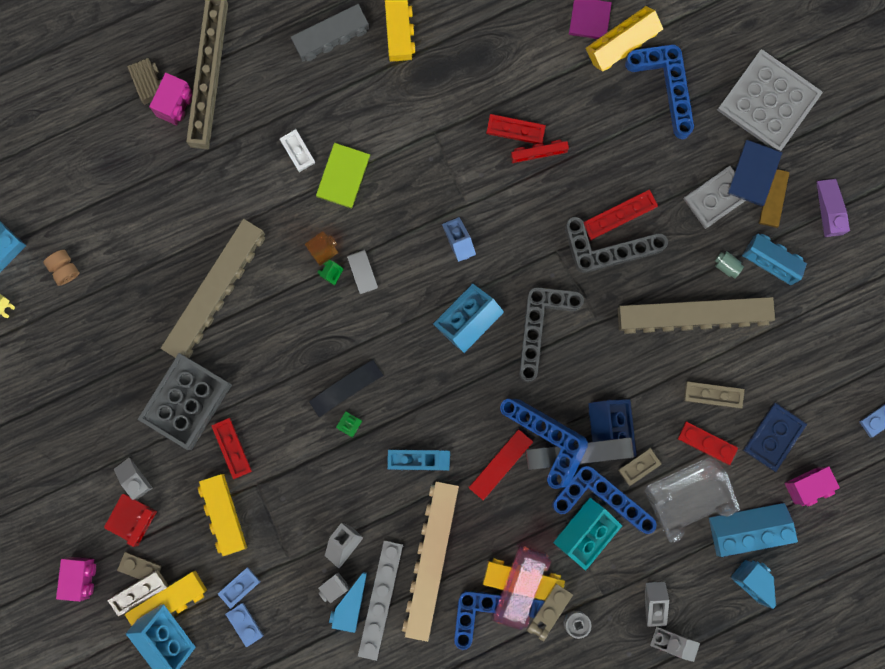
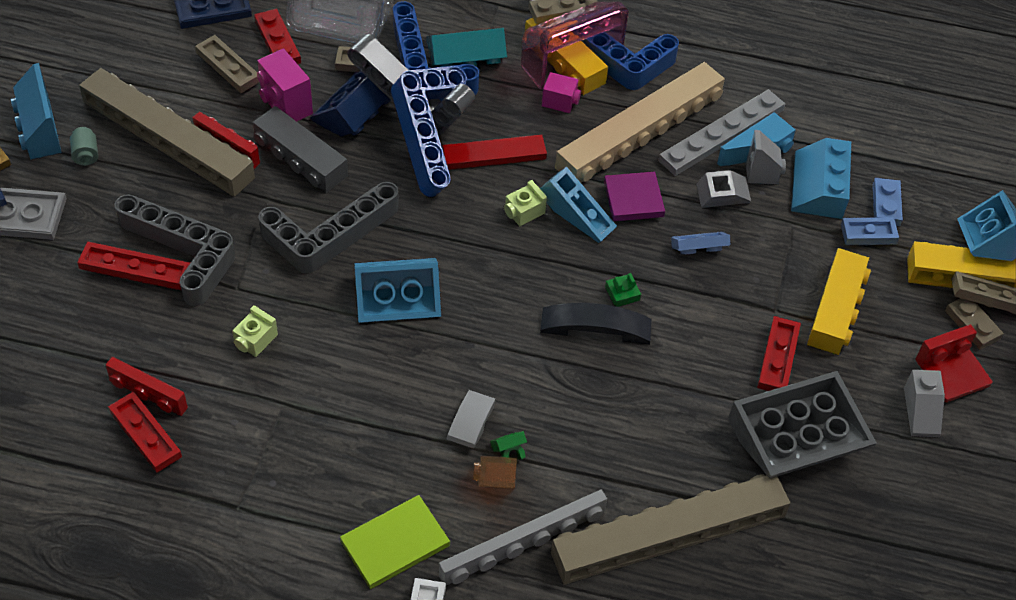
camera: 140 degrees left, 30 degrees down
(283, 217) = (515, 541): none -> light grey plate
(293, 607) = (822, 178): none -> dark azure slope
(329, 494) = (711, 241): none -> medium blue plate
(392, 497) = (634, 196): none -> magenta tile
(449, 444) = (525, 204): none -> yellowish green brick
(459, 239) = (328, 369): medium blue slope -> none
(498, 543) = (561, 92): none -> dark pink brick
(517, 234) = (255, 332): none -> yellowish green brick
(609, 366) = (300, 149): none -> dark grey brick
(656, 337) = (228, 136): none -> red plate
(656, 397) = (285, 85): none -> dark pink brick

